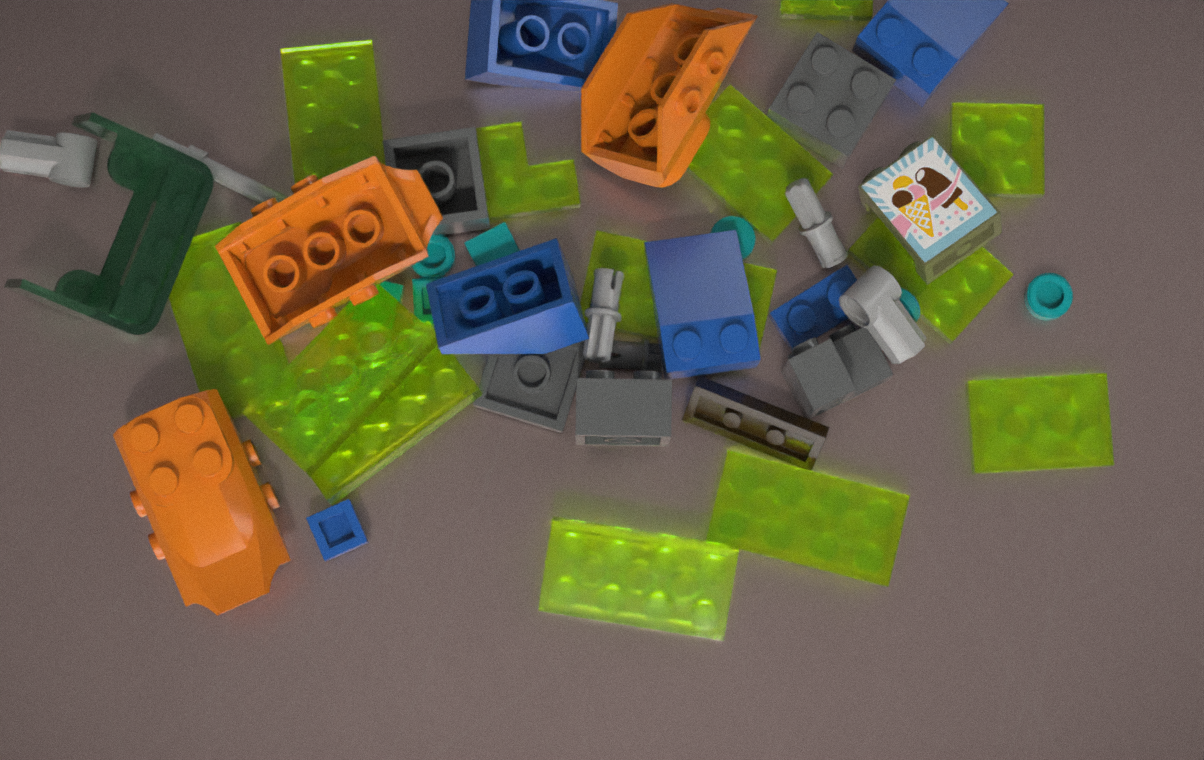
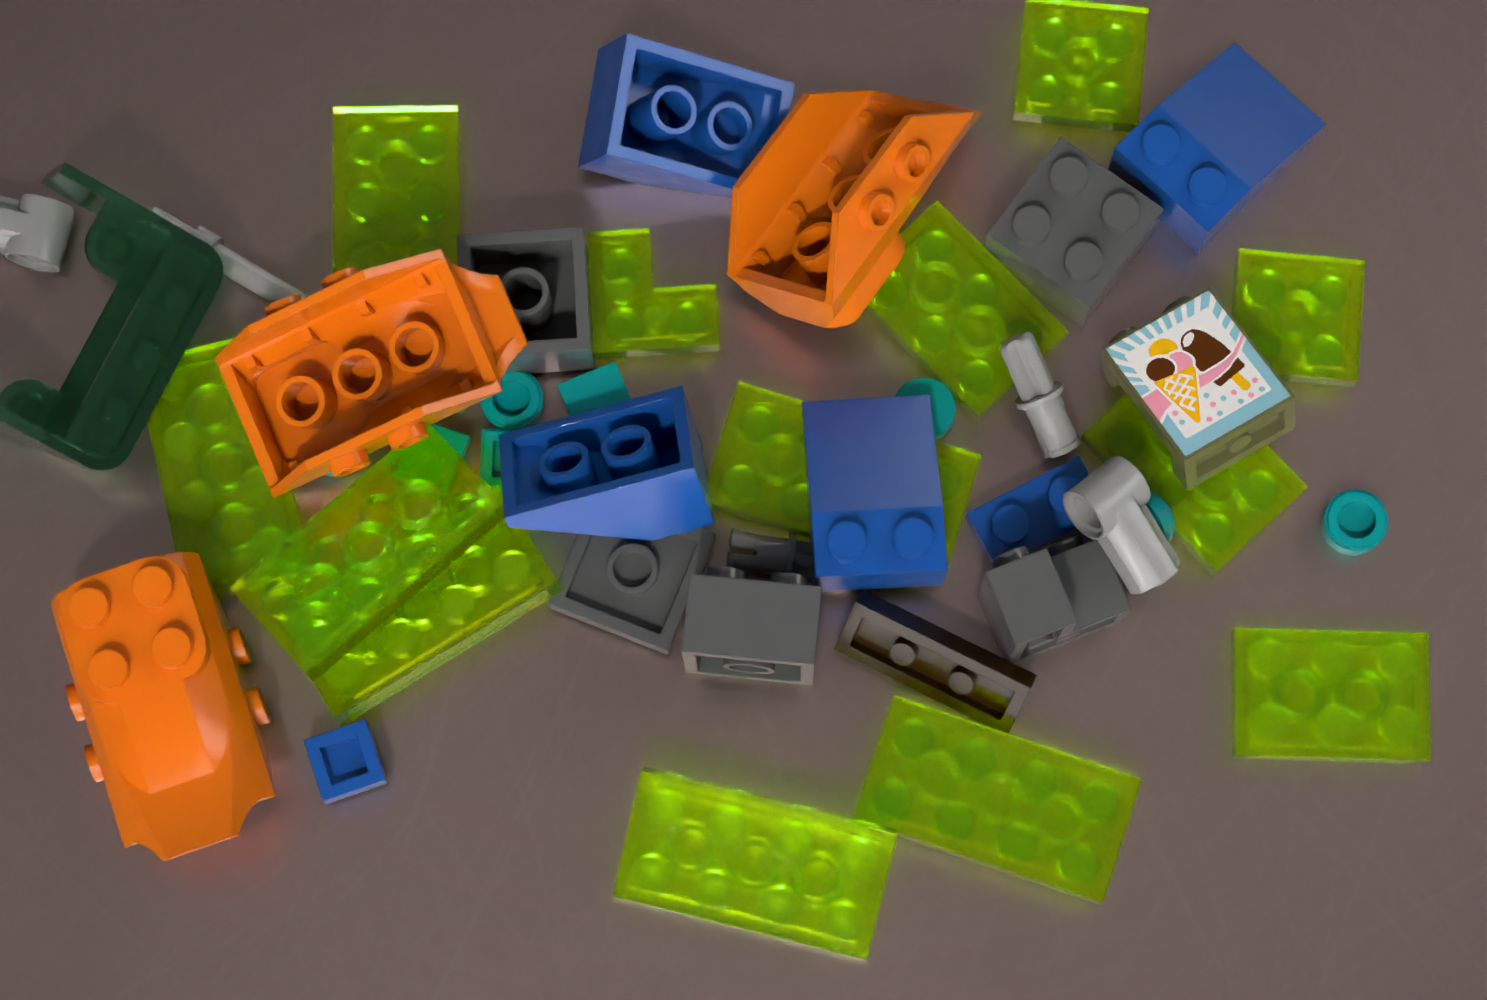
camera: 10 degrees right, 5 degrees down
(603, 315) = (736, 495): light grey axle -> none

